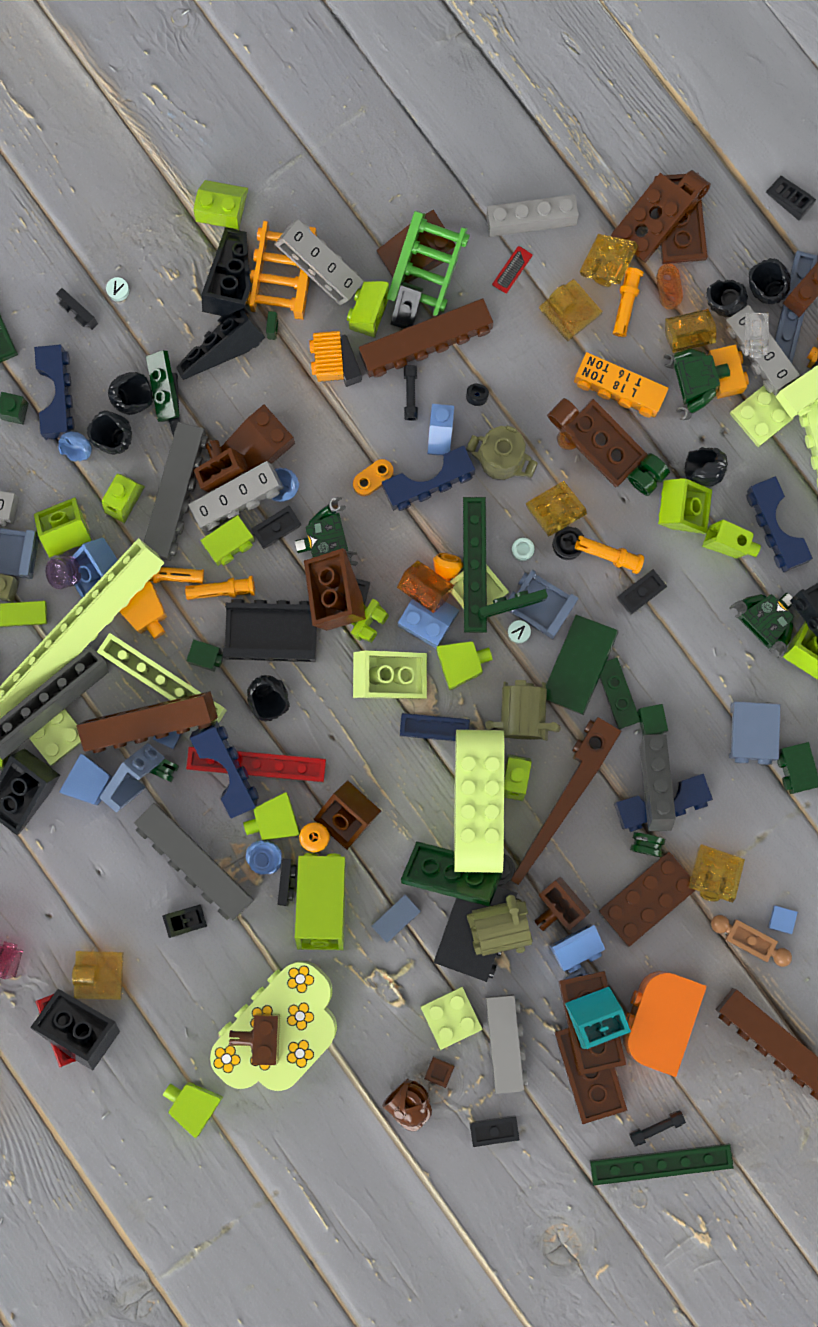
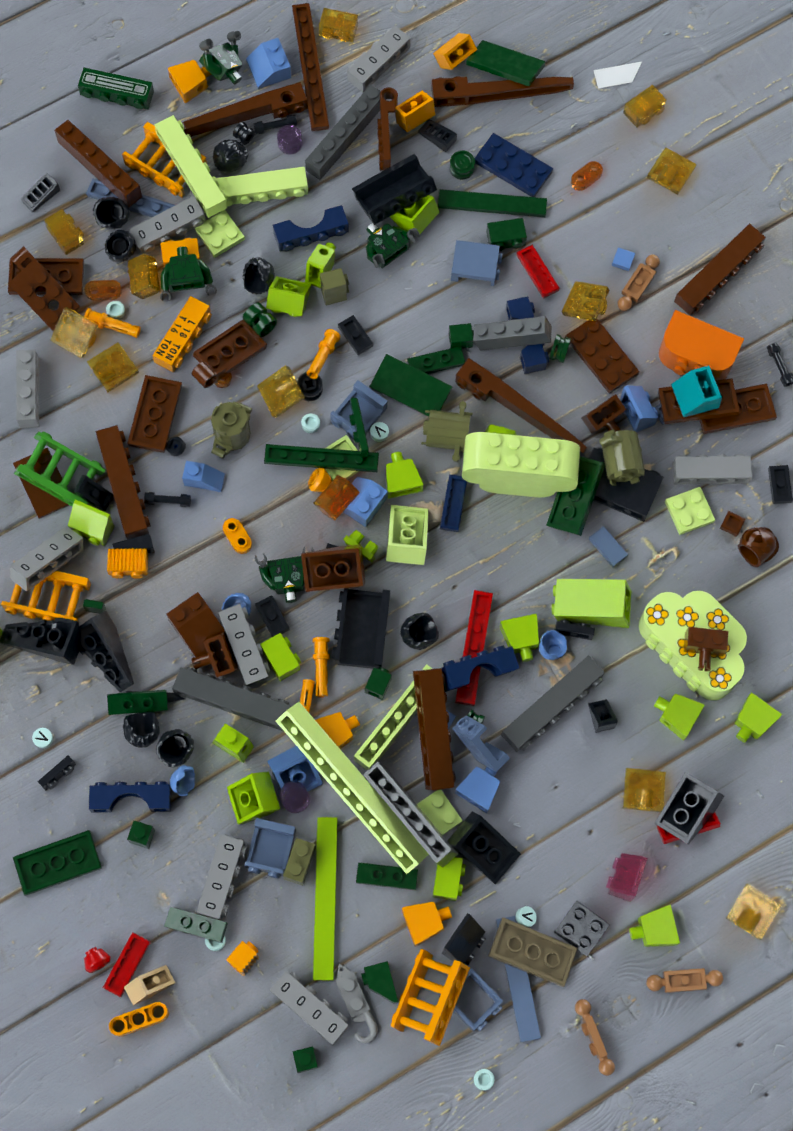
camera: 90 degrees left, 10 degrees down
(191, 1013) = (679, 714): none -> lime torso
(323, 837) = (539, 603): light orange head -> none
(347, 814) = (521, 576): reddish brown slope -> none
(403, 491) = (236, 469): dark blue arch -> none
(512, 269) = (70, 411): sticker -> none
(516, 365) = (154, 414): none -> reddish brown plate
(646, 305) = (115, 310): none -> light aqua tile
(699, 558) = (334, 286): none -> olive brick
(740, 231) = (64, 232): none -> clear yellow brick
(752, 811) = (537, 271): none -> red plate
(756, 334) = (158, 220): clear brick -> none

